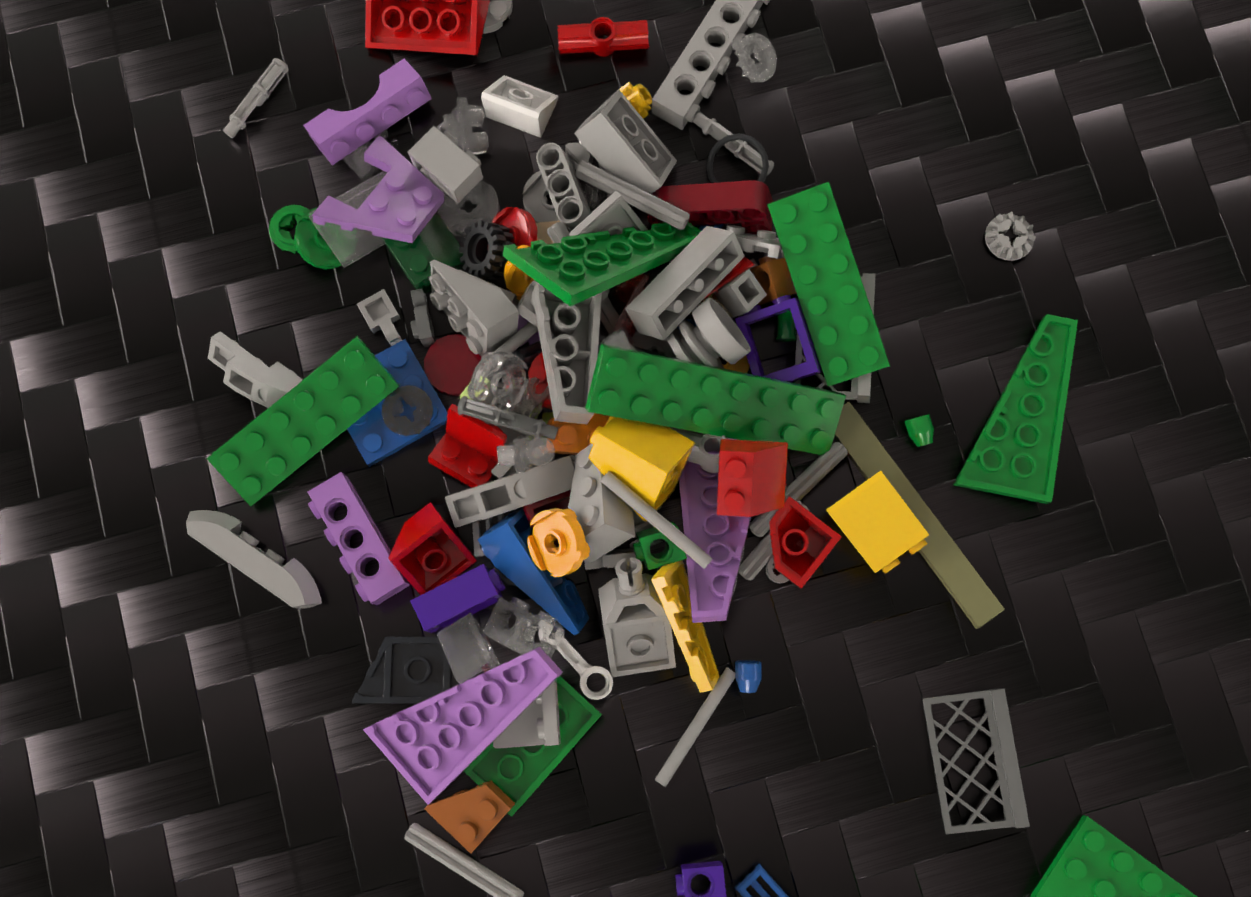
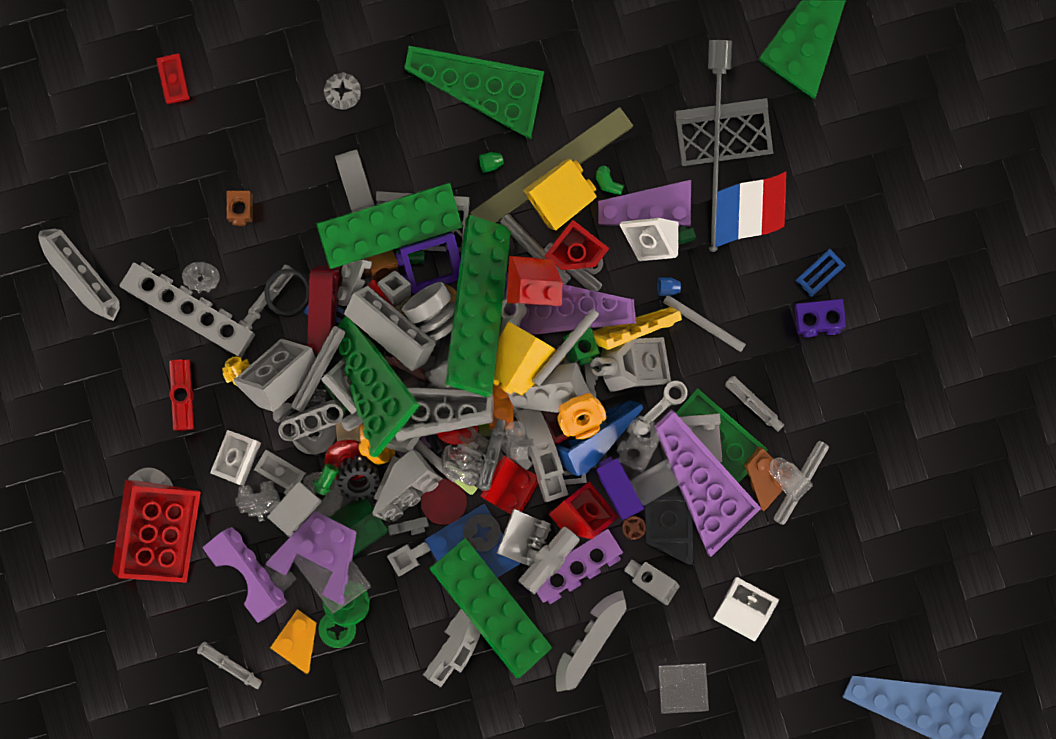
camera: 85 degrees left, 5 degrees up
(183, 687) = (683, 688): none -> clear tile
(282, 179) = (297, 641): none -> light orange wing
(285, 780) = (745, 609): none -> white slope
(326, 658) = (660, 586): none -> light grey torso
(361, 498) = (549, 560): none -> light grey piece
(398, 468) = (523, 538): none -> light grey hinge
(403, 617) = (633, 524): none -> copper wheel
(466, 848) = (791, 480): none -> clear piece
(480, 205) = (325, 480): none -> green pin
(503, 156) = (279, 470): none -> light grey plate
(580, 797) = (753, 403): none -> light grey piece
(817, 652) = (652, 238): none -> white slope
(821, 696) = (685, 235): none -> dark green plate
(858, 97) = (240, 197): none -> dark orange brick
(861, 655) = (664, 202): none -> medium lavender wing
(866, 797) = (747, 207): none -> flag
(891, 249) = (354, 180): none -> light grey beam
(895, 588) = (605, 182): none -> green arm
(1016, 25) = (173, 78): none -> red plate

